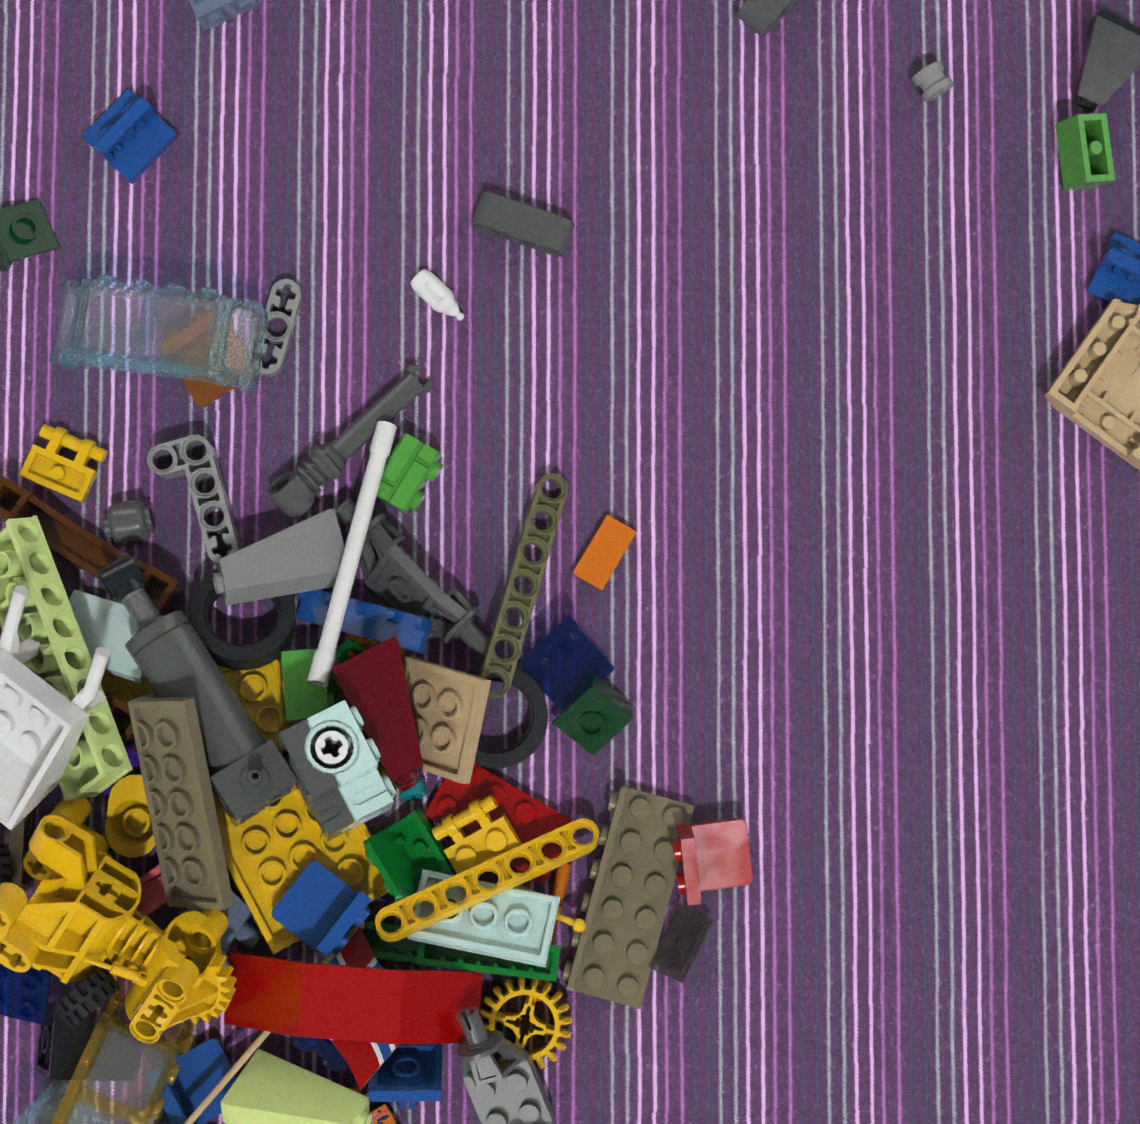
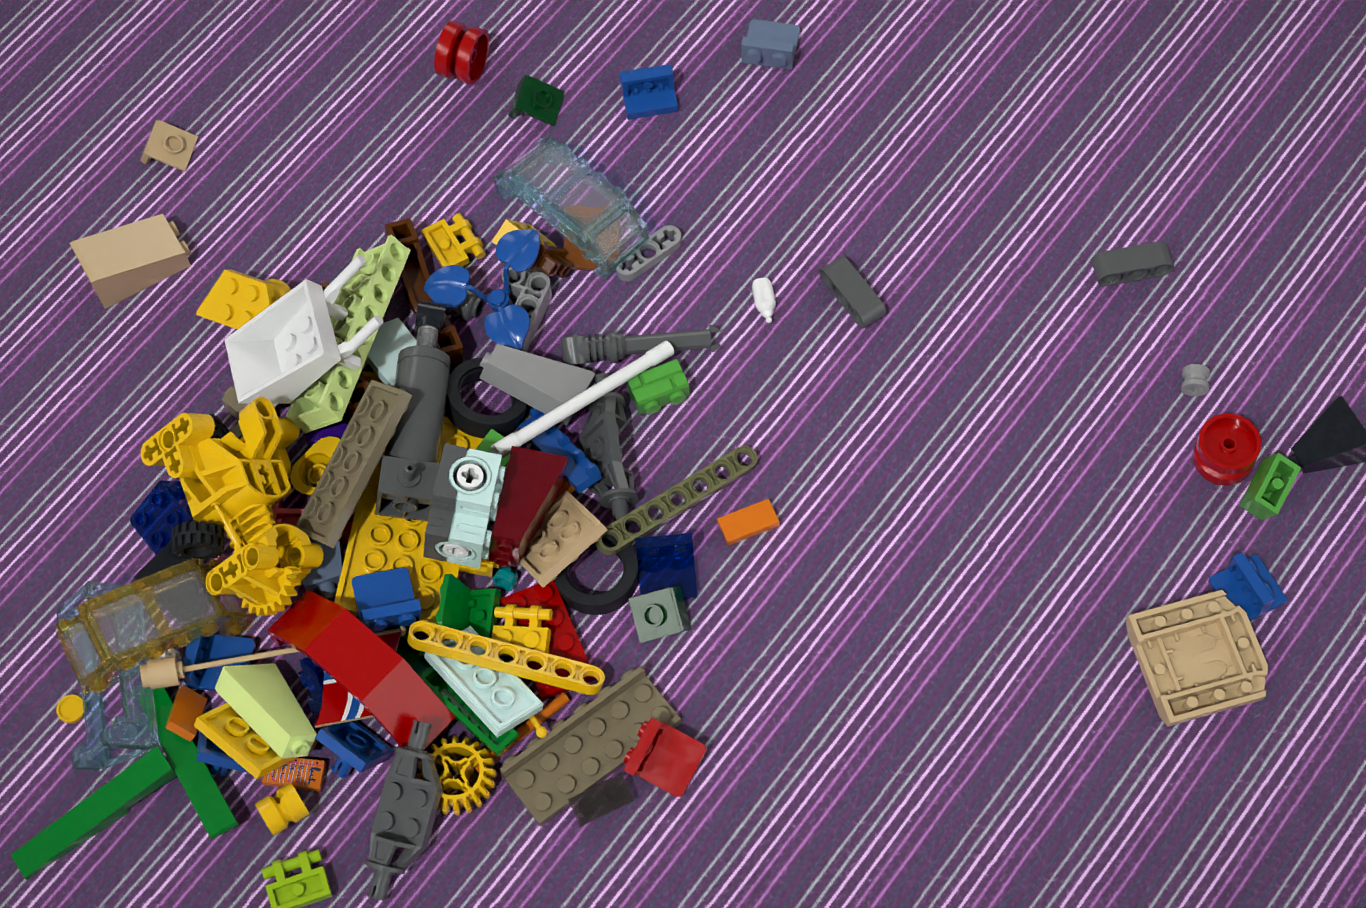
camera: 40 degrees right, 20 degrees down
(161, 415) = (550, 257): none -> reddish brown hips
(207, 524) = (508, 322): none -> blue plant
(1020, 120) = (1226, 449): none -> red wheel

